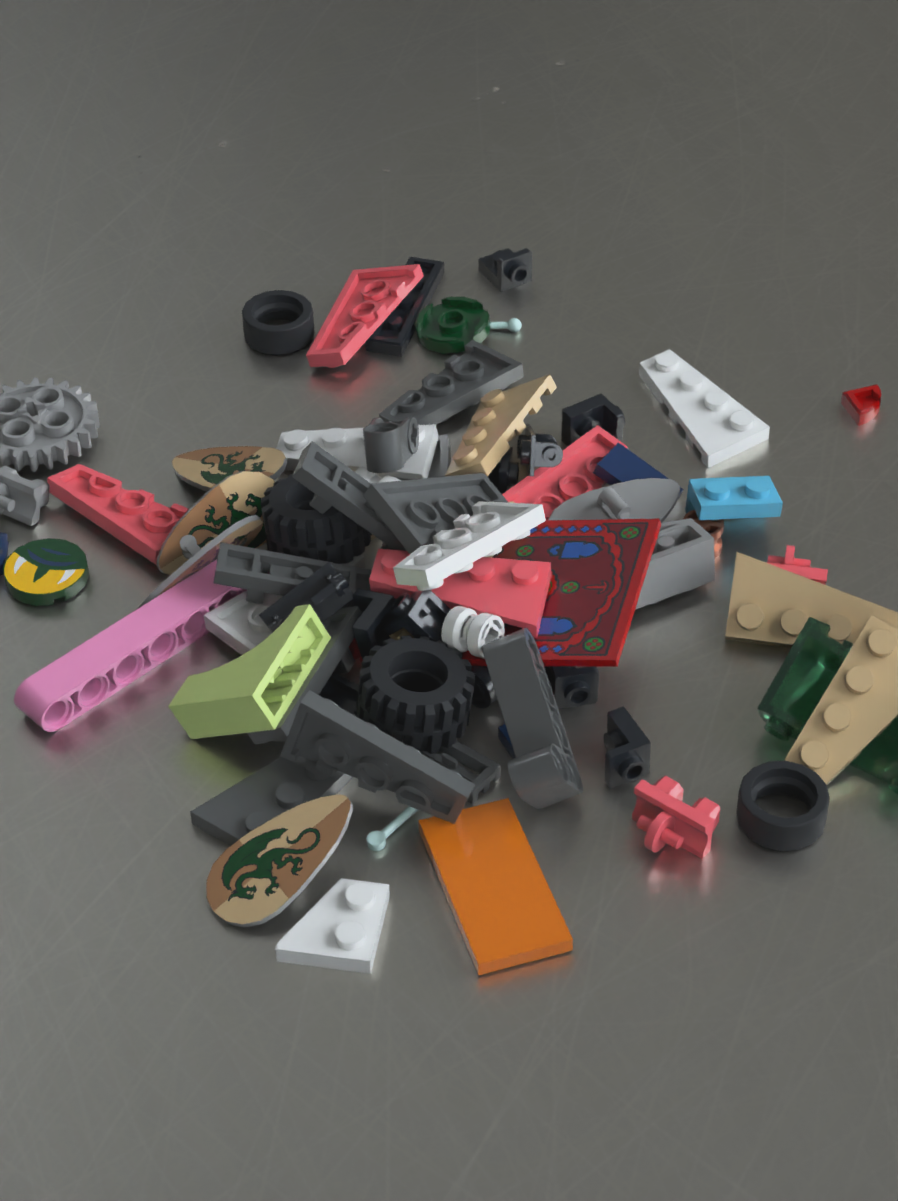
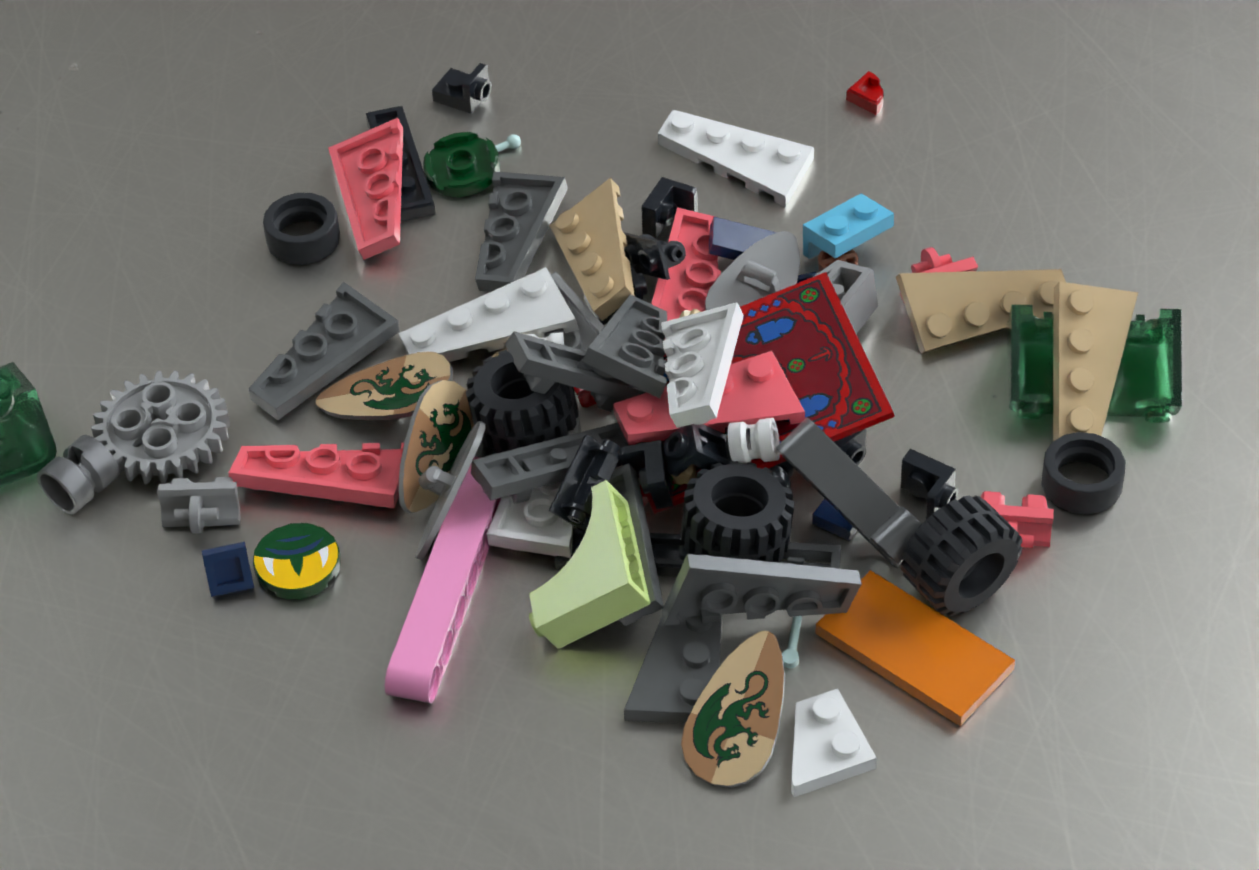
camera: 30 degrees left, 5 degrees up
(205, 423) = (330, 346): none -> dark grey wing
(390, 444) = (534, 305): dark grey piece -> none
(584, 817) = (961, 555): none -> black tyre

